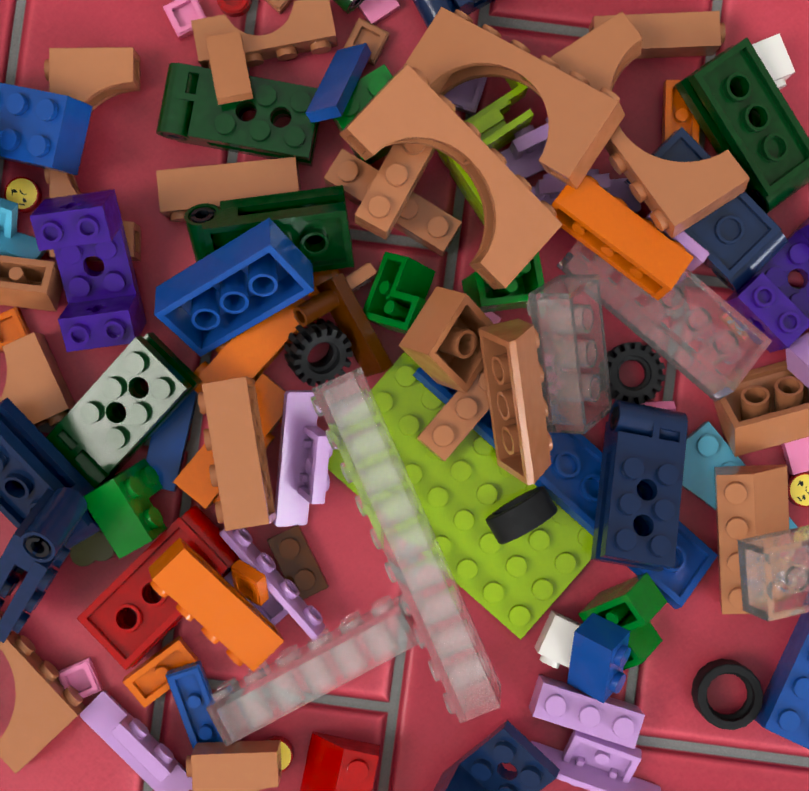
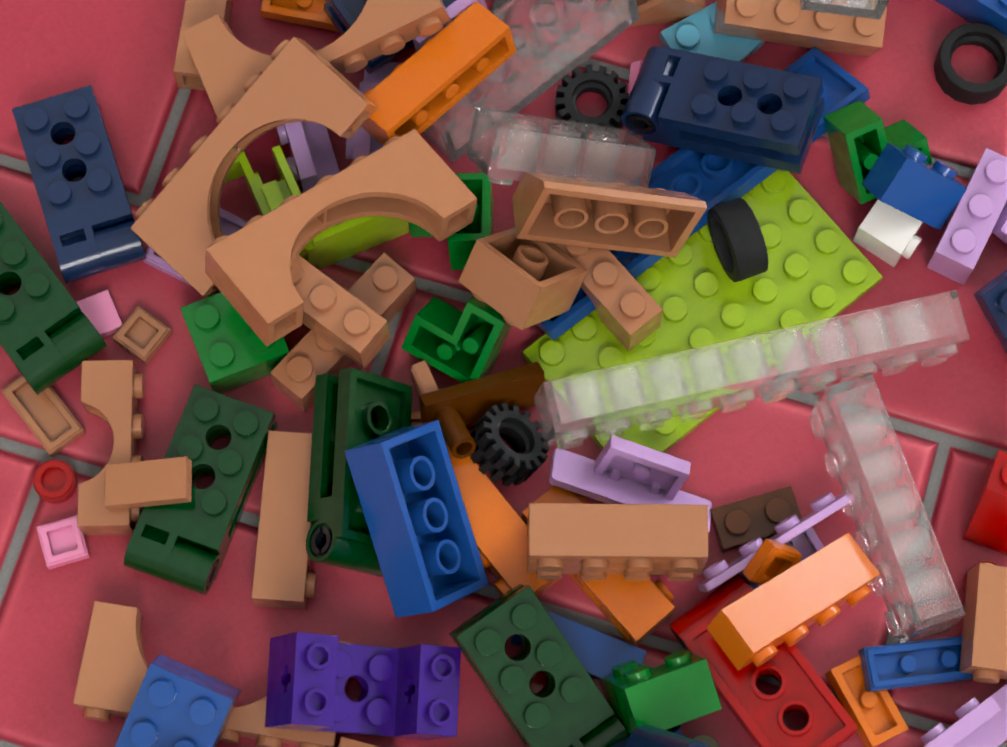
camera: 80 degrees left, 15 degrees down
(338, 83) = (192, 361): blue tile -> none

